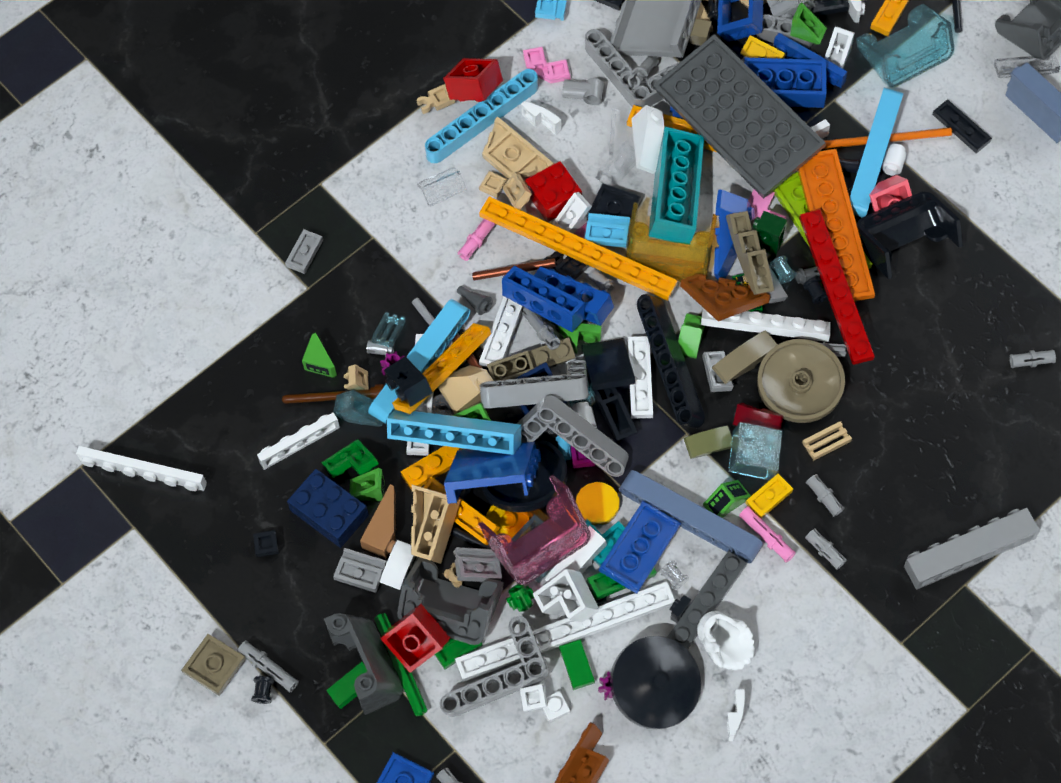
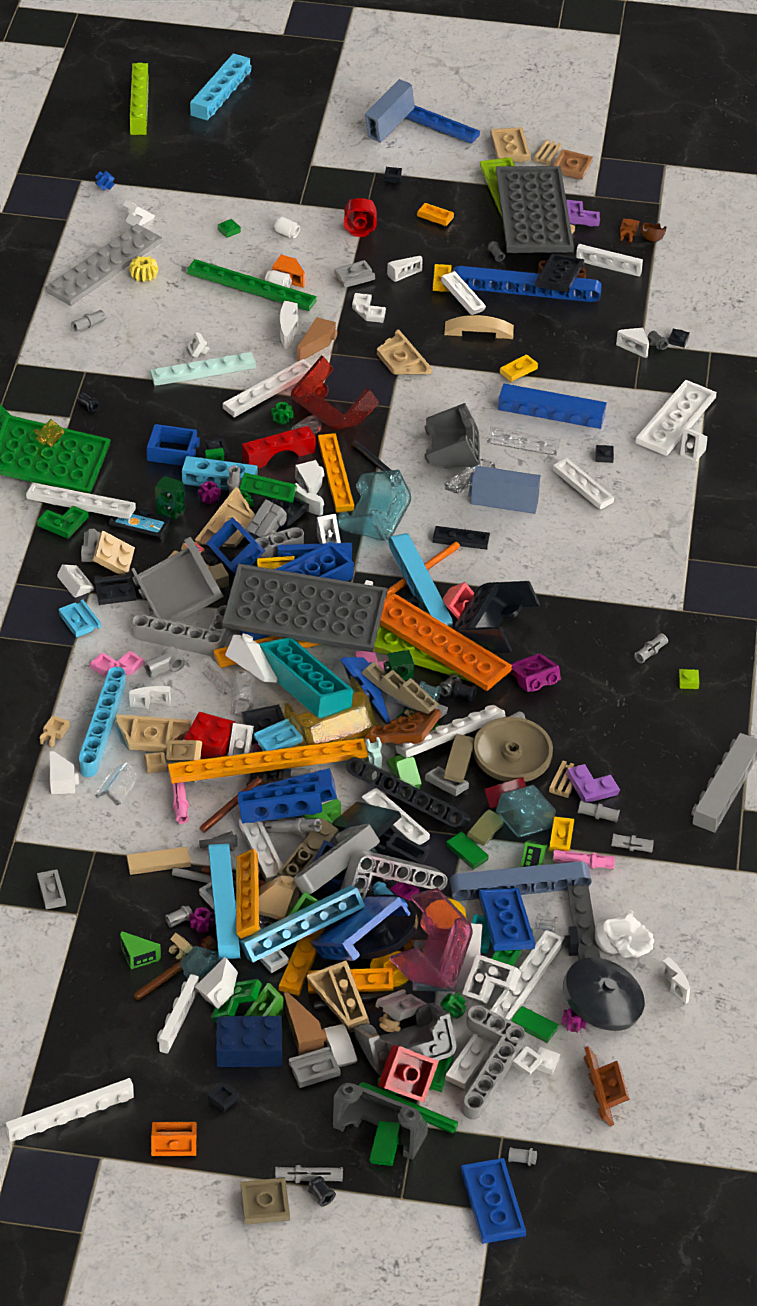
camera: 45 degrees left, 20 degrees down
(192, 559) = (173, 1142): none -> orange tile
(348, 437) = (218, 983): none -> white slope
(392, 320) = (178, 896): clear light blue tile -> none
(402, 147) = (62, 775): none -> white slope
(407, 381) = (238, 907): black brick -> none
(412, 282) = (158, 860): none -> tan tile
(473, 79) = (77, 696): red brick -> none
(641, 72) = (202, 622): light grey pin -> none
(674, 452) = (467, 850): none -> green tile
(675, 301) = (374, 755): none -> light aqua plate
(807, 25) = (295, 527): bright green slope -> none
(836, 287) = (482, 674): red plate -> none
(838, 468) = (589, 788): none -> medium lavender plate
(894, 159) = (439, 580): white brick -> none
(896, 312) = (535, 672): none -> magenta plate
(1039, 414) = (688, 679): none -> lime plate

